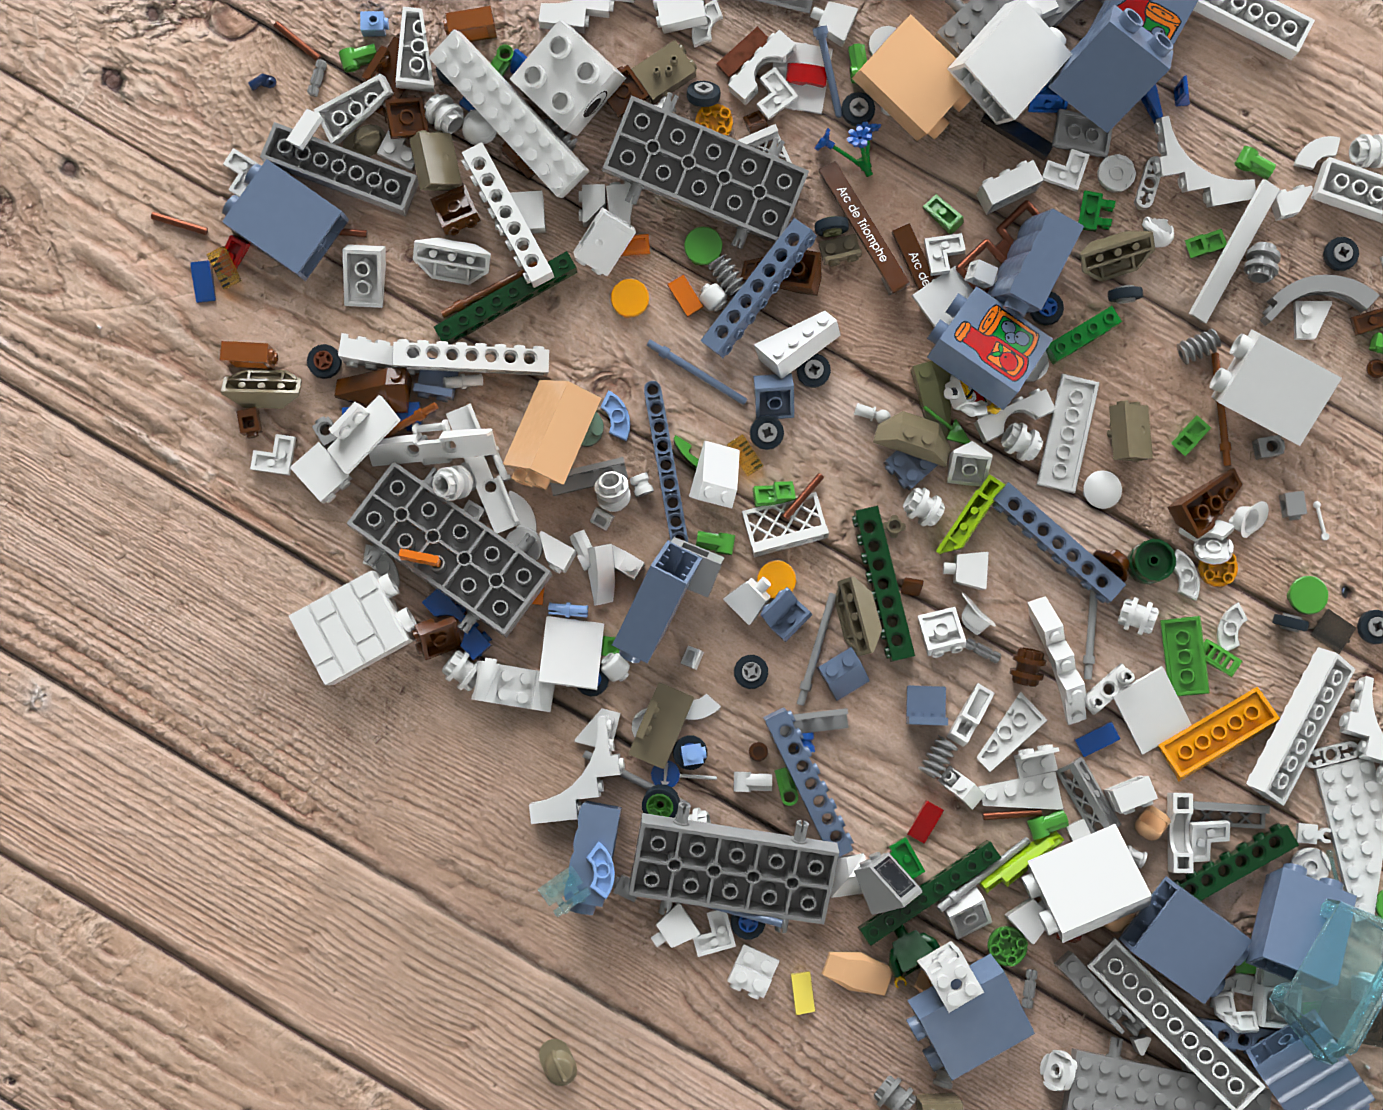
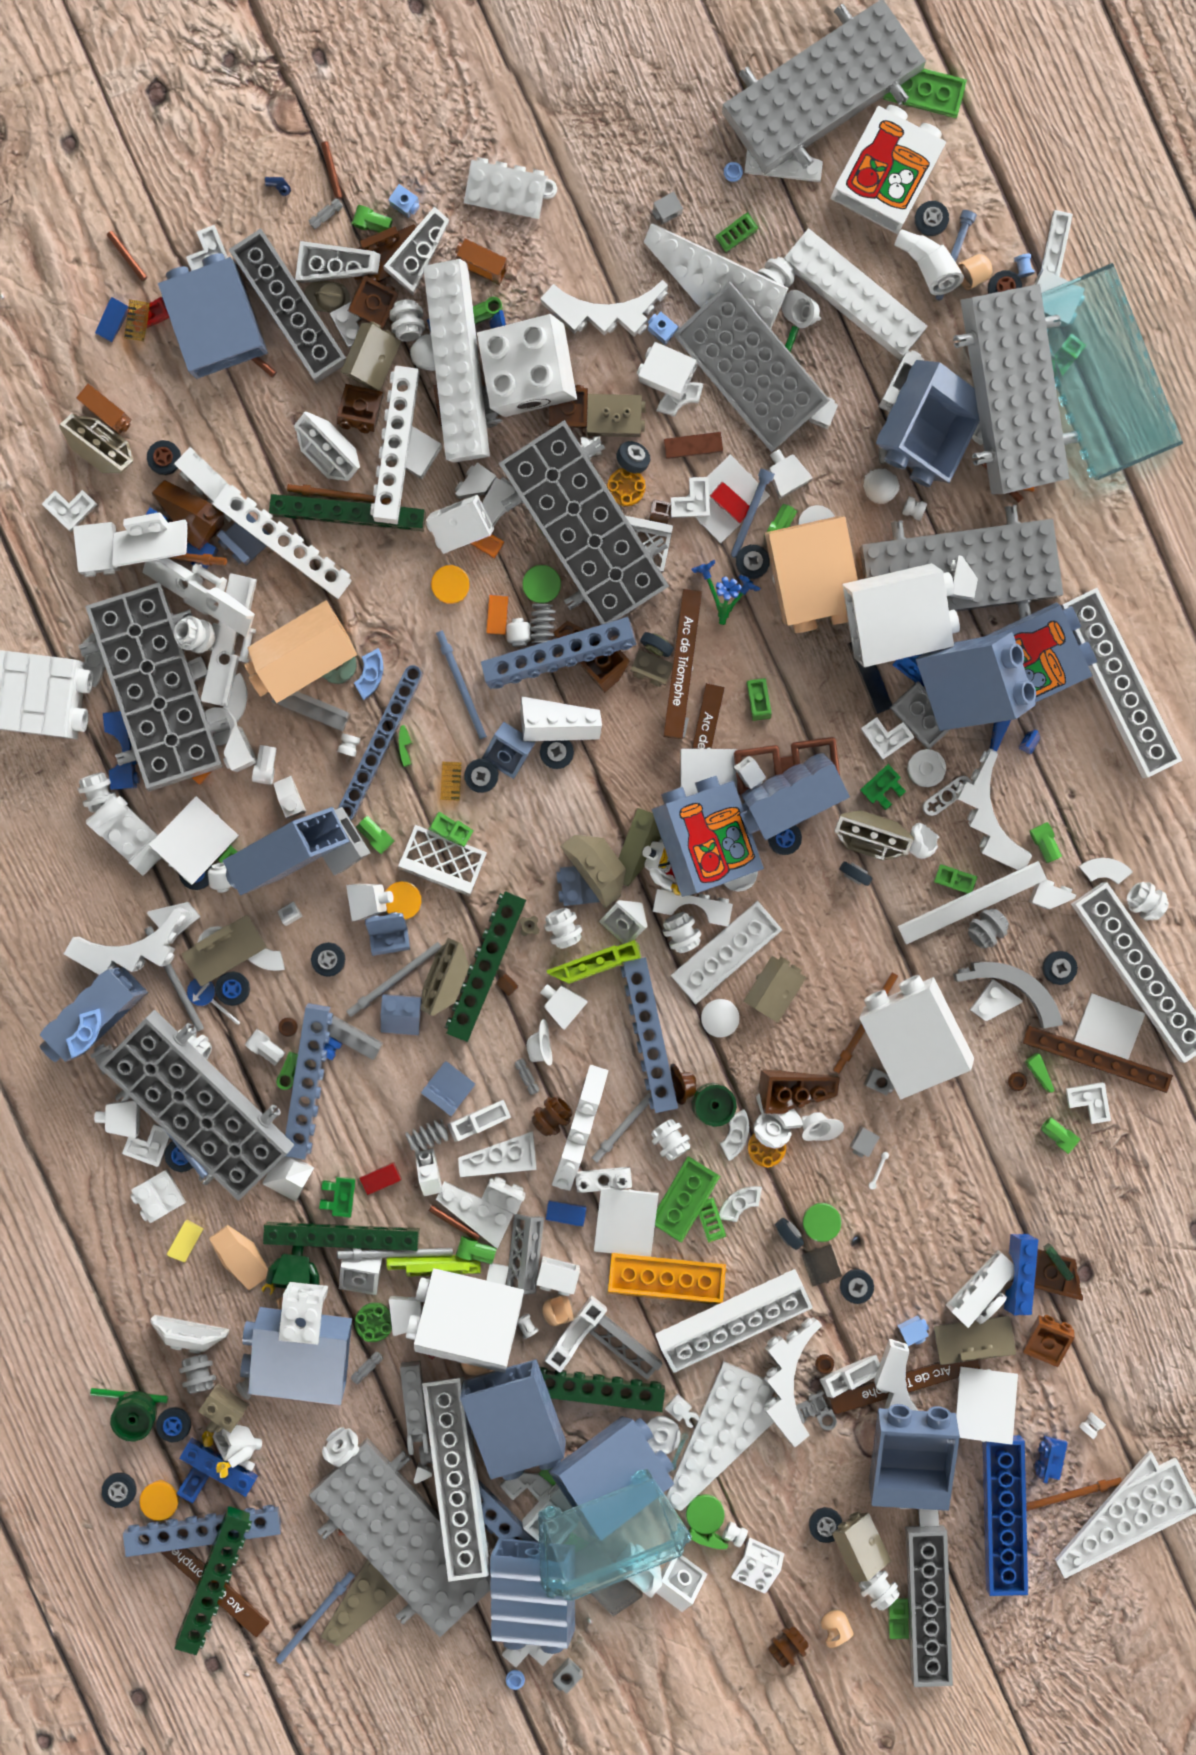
camera: 45 degrees right, 5 degrees up
(245, 417) = (63, 460): reddish brown brick -> none
(304, 129) = (280, 253): white slope -> none
(319, 425) = (119, 511): light grey brick -> none
(364, 275) = (246, 408): white slope -> none
(419, 557) = (122, 677): orange tile -> none
(437, 637) = (93, 751): reddish brown plate -> none
(463, 381) = (264, 555): white pin -> none
(560, 886) = (42, 1022): clear light blue plate -> none
(568, 610) = (217, 803): light blue pin -> none
(601, 518) = (298, 748): white slope -> none
(602, 573) = (263, 794): white slope -> none
(612, 491) = (320, 734): white piece -> none
(664, 794) = (170, 1011): wheel -> none
(693, 754) = (231, 992): light blue brick -> none
(716, 475) = (413, 781): white slope -> none
(776, 50) = (674, 472): white arch -> none
(802, 497) = (472, 848): copper bar -> none
(863, 1069) = (187, 1334): none -> white wedge
(870, 413) = (577, 820): white pin -> none
(885, 883) = (308, 1204): light grey slope -> none
(939, 249) = (733, 726): white plate -> none
(942, 632) = (504, 1038): white plate -> none
(956, 432) = (636, 886): bright green piece -> none
(1009, 186) = (826, 716): white brick -> none
(1083, 335) = (796, 881): green brick -> none
(1190, 435) = (824, 1026): bright green slope -> none
(1197, 345) = (884, 958): light grey piece -> none
(1203, 834) = (594, 1348): white plate -> none
(1239, 1021) = (511, 1512): white tile -> none
(1342, 746) = (759, 1360): white beam -> none

